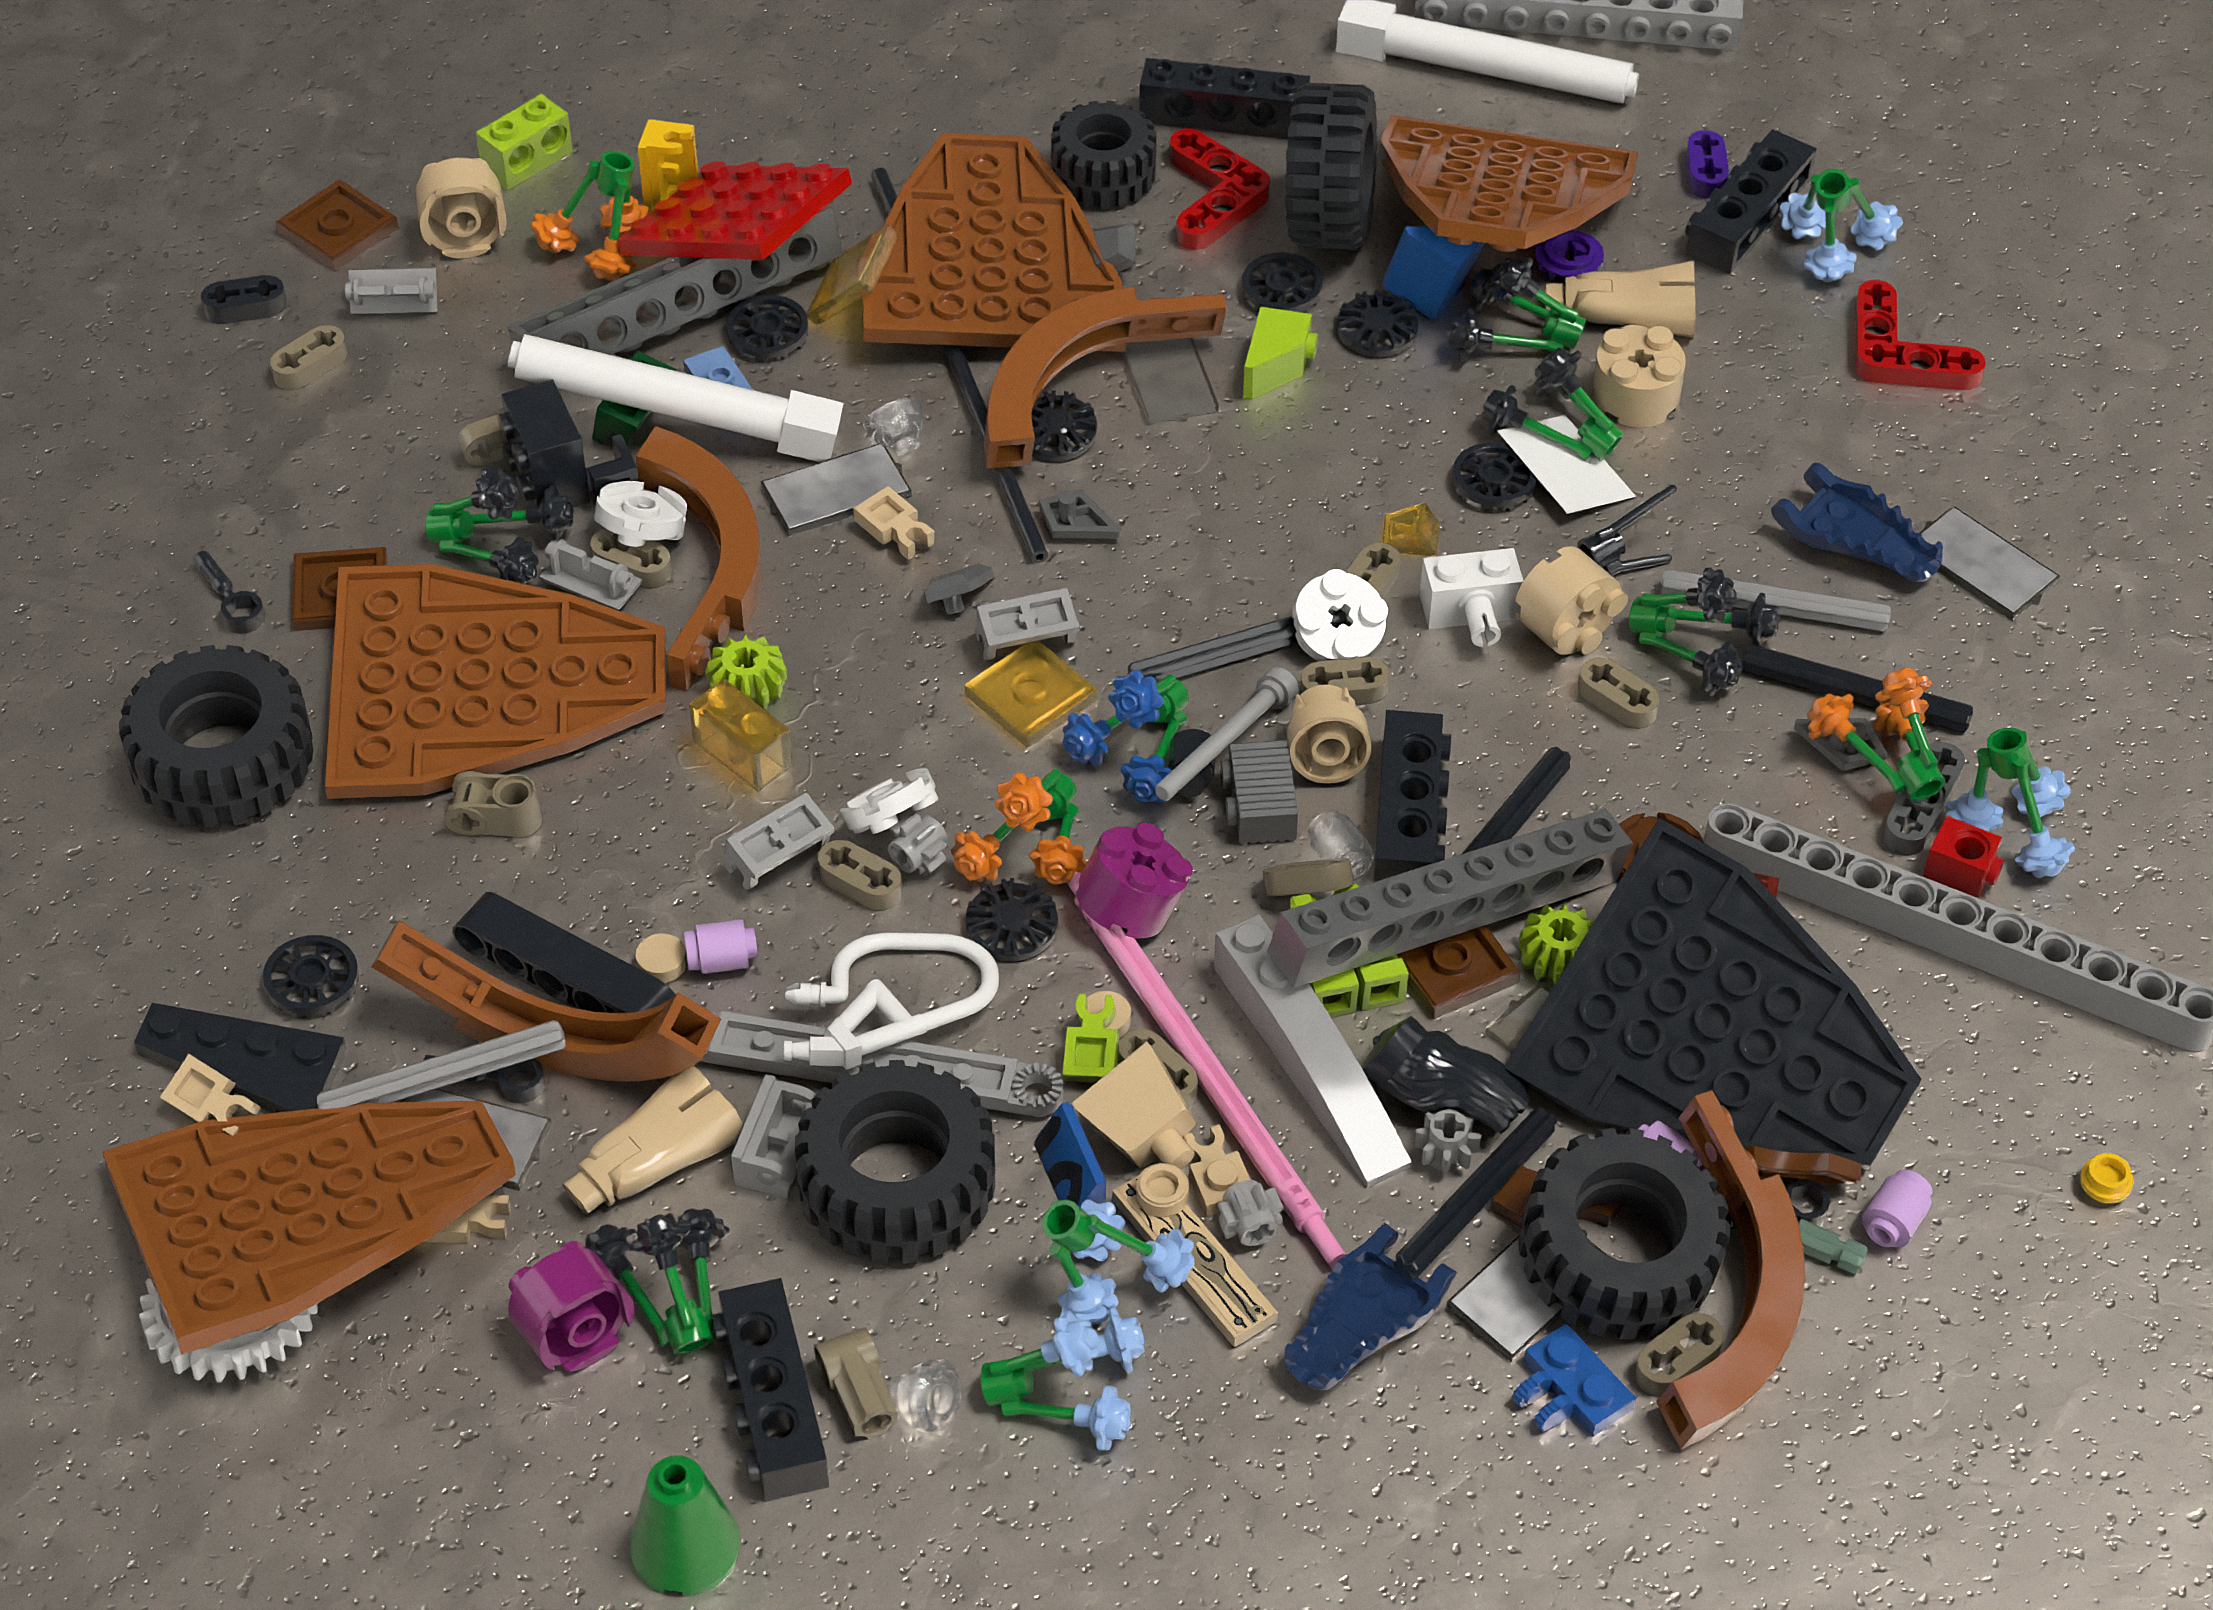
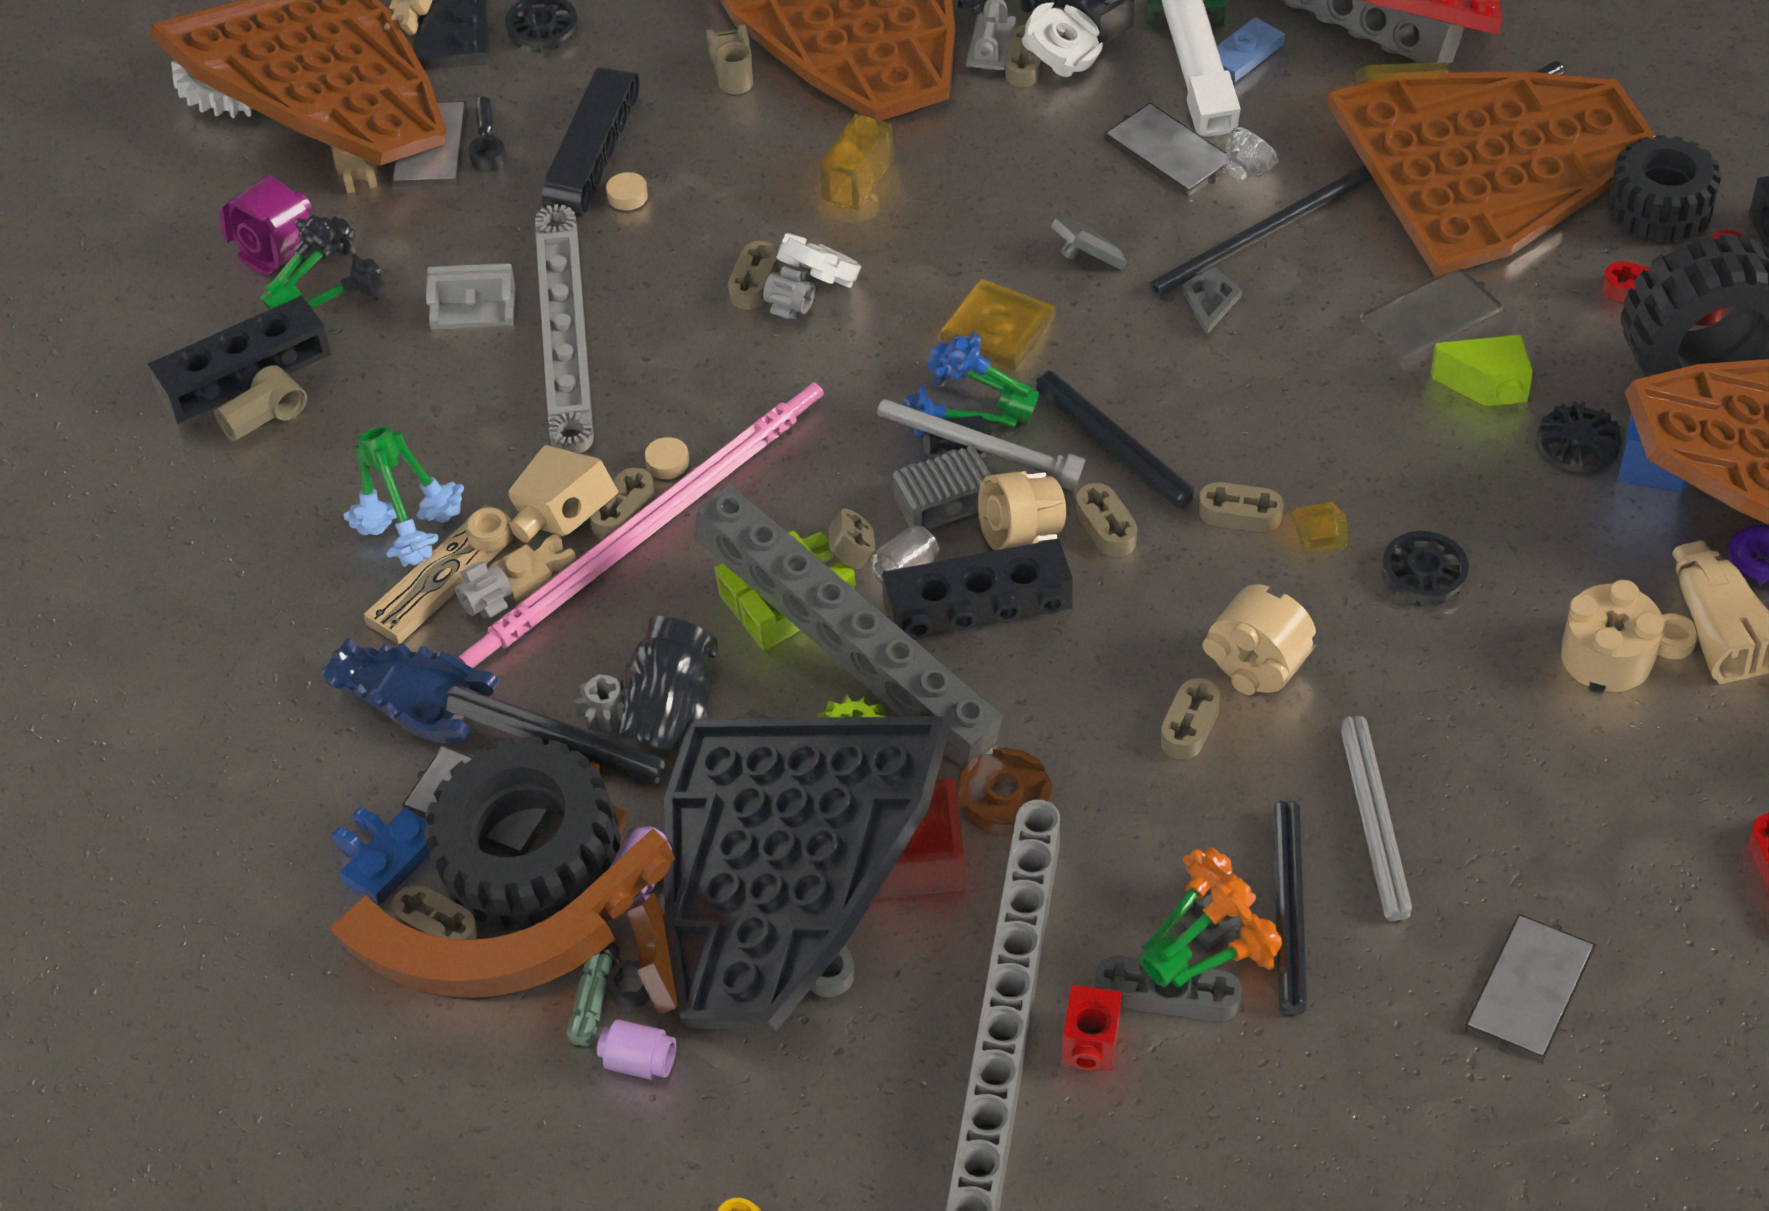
camera: 75 degrees right, 0 degrees up
(448, 1067) = (466, 104): light grey axle -> none
(598, 1044) = (524, 159): dark orange arch -> none
(666, 1134) = (446, 233): tan piece -> none
(683, 1530) = (100, 338): green cone -> none
(720, 946) = (641, 213): lavender brick -> none
(727, 513) = (1046, 108): dark orange arch -> none
(750, 667) = (926, 148): lime gear -> none
(767, 327) = (1327, 55): black wheel -> none
(776, 839) = (756, 209): light grey hinge -> none
(844, 1049) = (555, 300): white piece -> none
(890, 1107) = (463, 397): black tyre -> none
(892, 517) = (1140, 183): tan plate -> none
(928, 1395) = (252, 447): clear brick -> none
(1012, 919) = (745, 376): black wheel -> none
(1026, 620) = (1058, 290): light grey hinge -> none
(1026, 803) = (800, 324): orange plant -> none
(1060, 425) = (1314, 257): black wheel -> none
(1070, 1158) = (497, 479): blue slope -> none
(1071, 333) = (1375, 209): dark orange arch -> none
(1074, 1346) = (281, 488): light blue plant -> none
(1093, 1048) = (624, 448): lime plate -> none
(1115, 246) = (1549, 230): dark grey piece -> none
(1133, 880) = (790, 421): magenta brick -> none
(1282, 283) = (1589, 358): black wheel -> none
(1310, 1051) = (667, 586): light grey slope -> none
(1339, 592) = (1153, 468): white plate -> none
(1459, 970) = (805, 675): reddish brown tile -> none
(1471, 591) = (1240, 559): white brick -> none
(1504, 285) = (1650, 566): plant -> none
(1523, 799) = (1012, 674): black axle -> none
(1556, 375) = (1514, 625): plant -> none
(1564, 473) = (1472, 617): white sticker -> none
(1607, 544) = (1369, 664): black plant -> none
(1715, 595) = (1294, 728): black plant -> none
(1858, 523) = (1503, 862): dark blue animal -> none
(2037, 795) = (1162, 1032): light blue plant -> none

